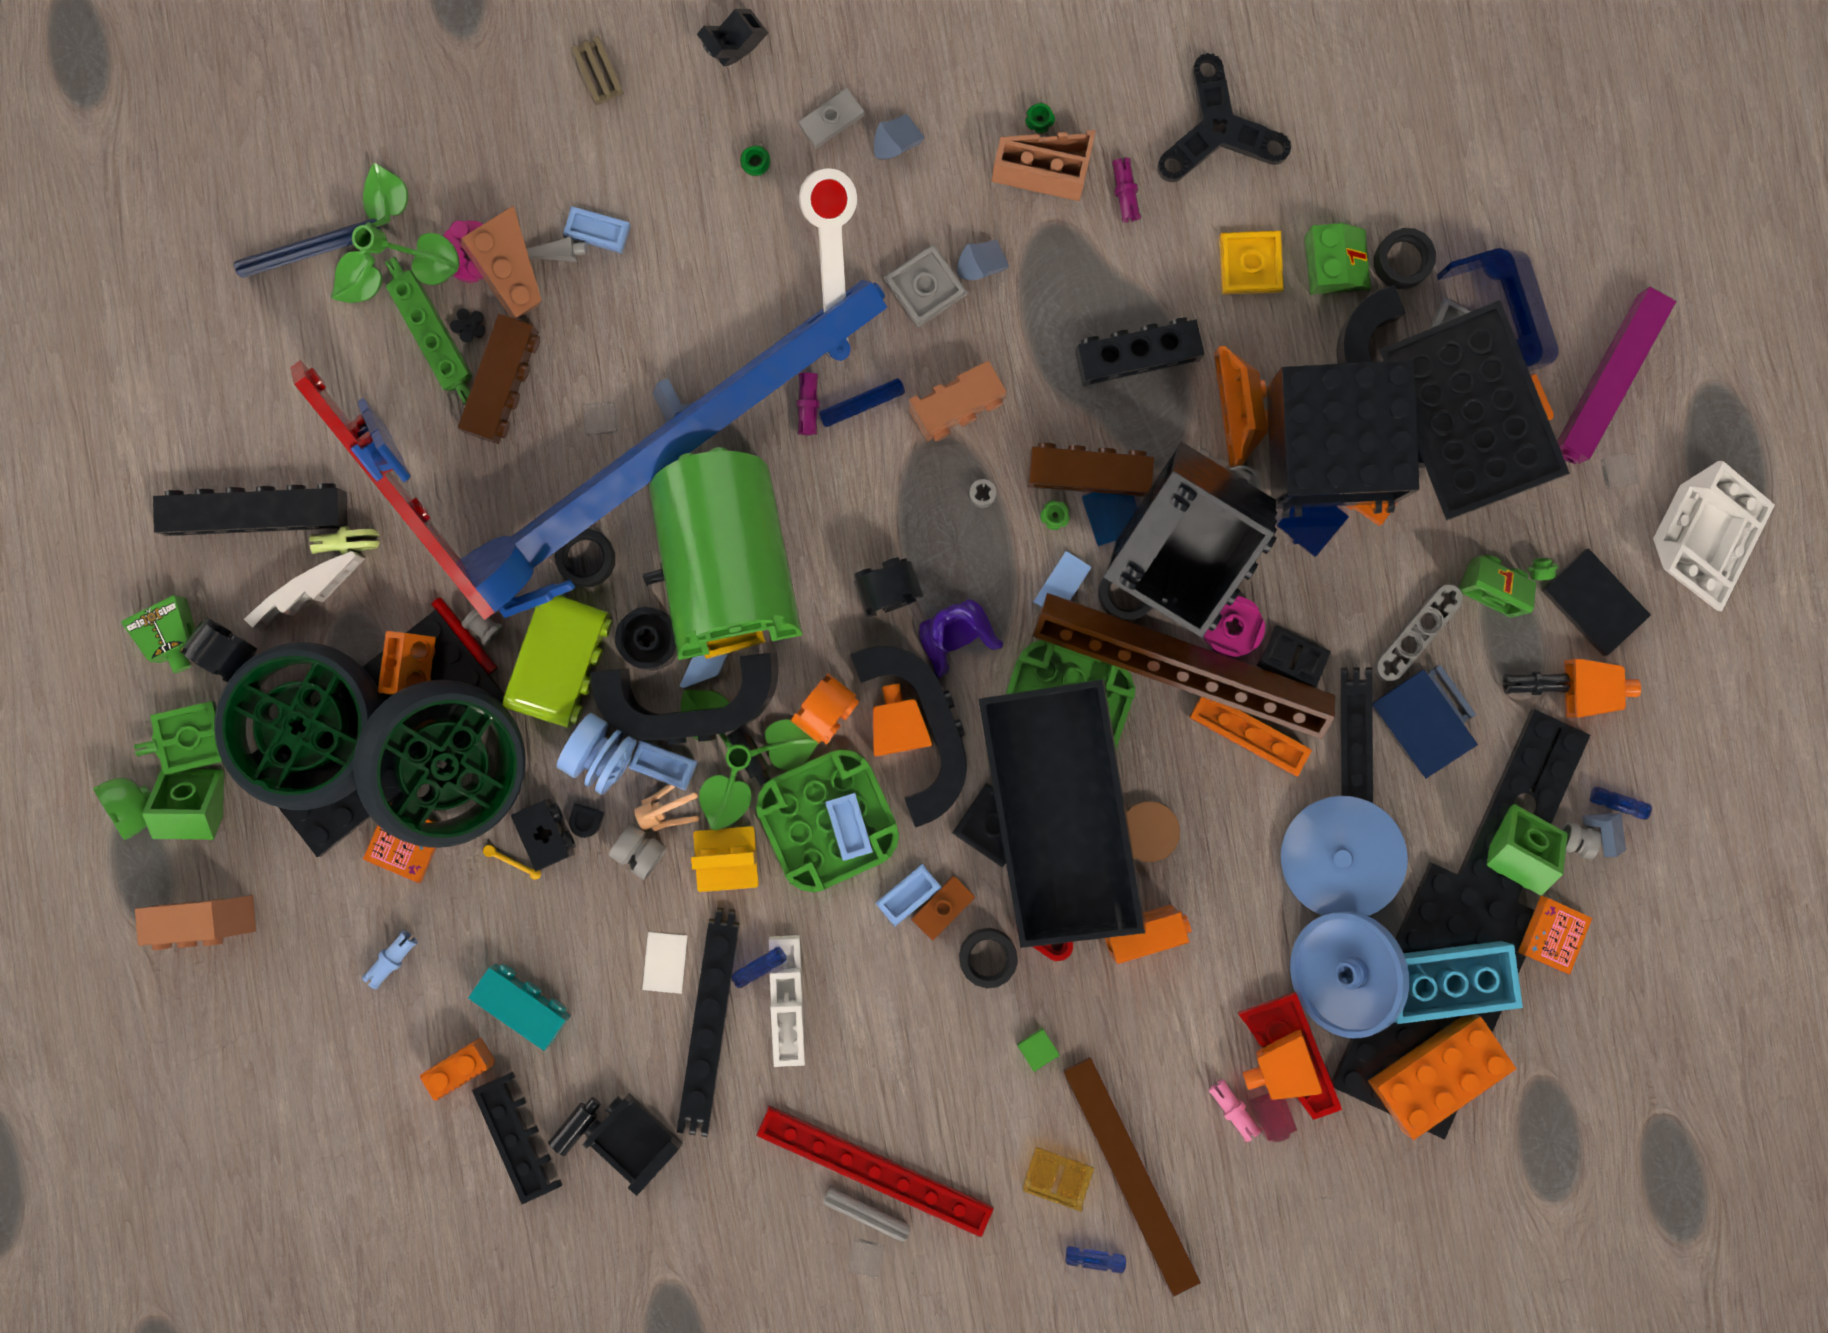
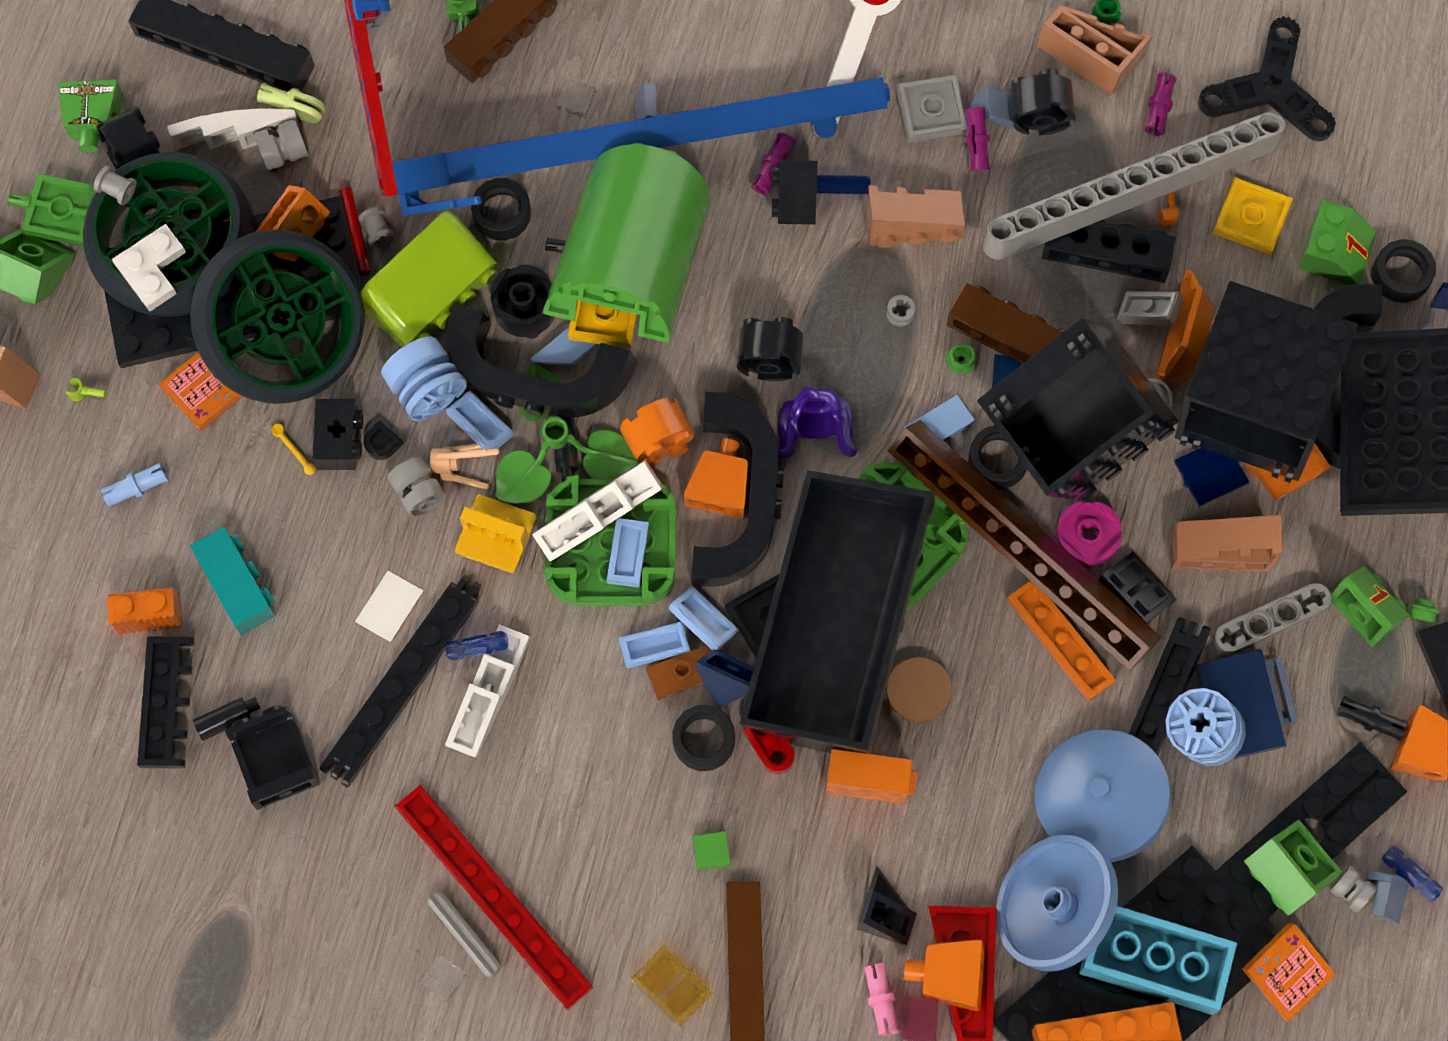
camera: 30 degrees right, 15 degrees down
(229, 713) = (114, 185): none -> light grey bush
(294, 774) = (142, 266): none -> white plate
(300, 895) = (84, 391): none -> lime hand
(356, 587) = (281, 144): none -> light grey wheel
(806, 804) = (597, 510): none -> white slope
(844, 425) = (796, 192): none -> black brick
(940, 854) = (703, 619): none -> light blue tile
(980, 300) = (977, 139): none -> magenta pin
(985, 900) = (724, 676): none -> dark blue slope
(1024, 240) = (1042, 102): none -> black brick
(1137, 299) = (1132, 186): none -> light grey beam
(1180, 293) = (1169, 215): none -> orange hand
(1201, 396) = (1150, 308): none -> light grey plate
(1204, 1035) = (886, 912): none -> black slope
(1356, 585) = (1227, 543): none -> nougat wedge
(1416, 747) = (1215, 743): none -> light blue wheel

